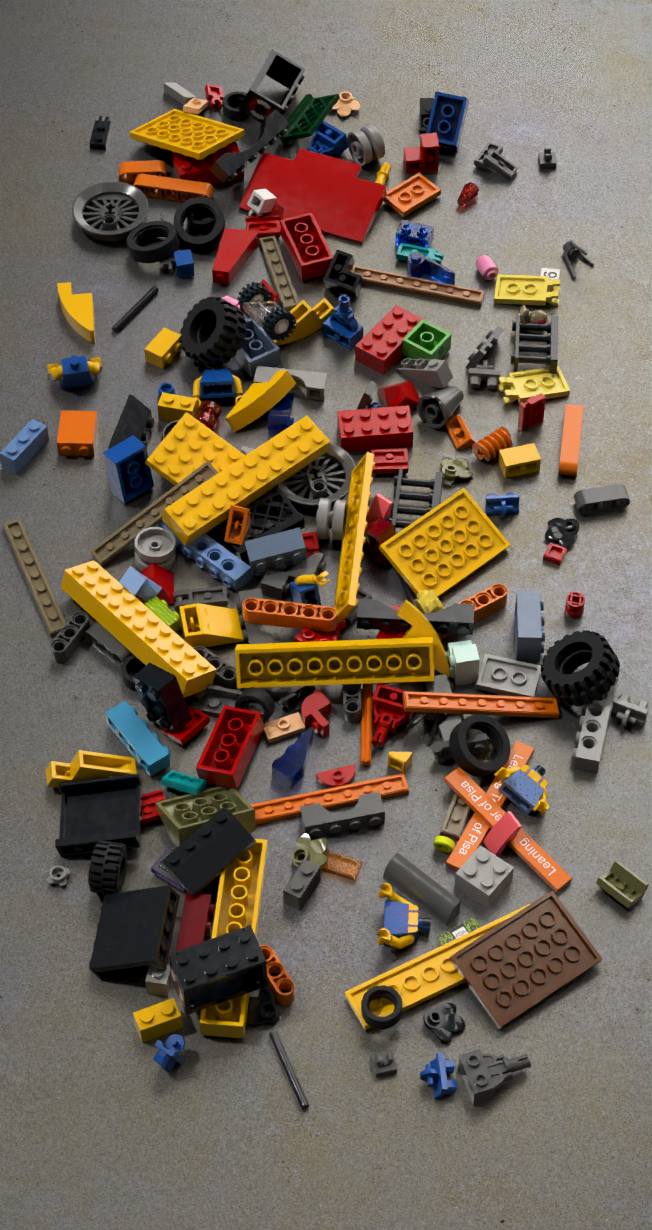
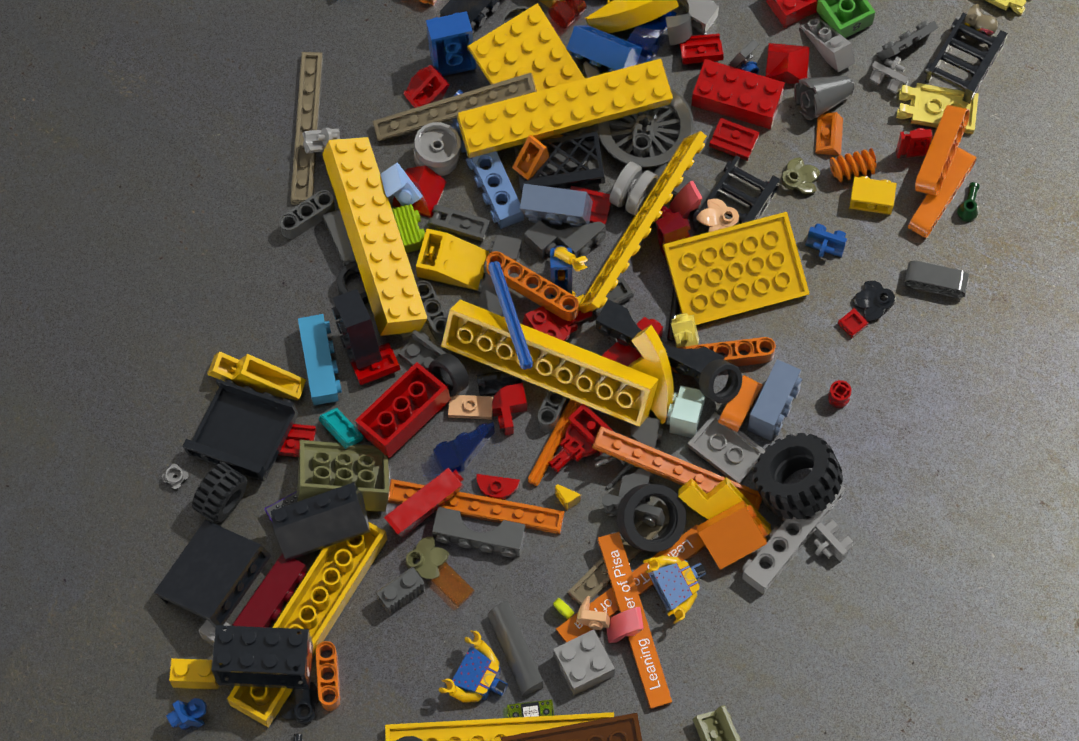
camera: 25 degrees right, 15 degrees up
(52, 578) = (317, 139): none -> light grey hips
(120, 510) = (426, 87): none -> red slope
(251, 430) = (602, 48): none -> blue brick
(286, 808) = (424, 502): none -> red slope
(288, 634) = (510, 315): none -> blue axle
(303, 400) = (678, 28): none -> dark grey brick
(327, 409) = (701, 47): none -> red plate
(408, 513) = (715, 215): none -> light nougat plate
(473, 838) = (593, 619): none -> light nougat plate
(490, 619) = (709, 375): none -> black tyre
(502, 639) = (739, 407): none -> orange beam
(533, 714) = (717, 500): none -> yellow slope
(552, 731) = (732, 534): none -> orange brick
(556, 408) = (942, 150): none -> orange beam
(597, 443) = (969, 214): none -> dark green bar

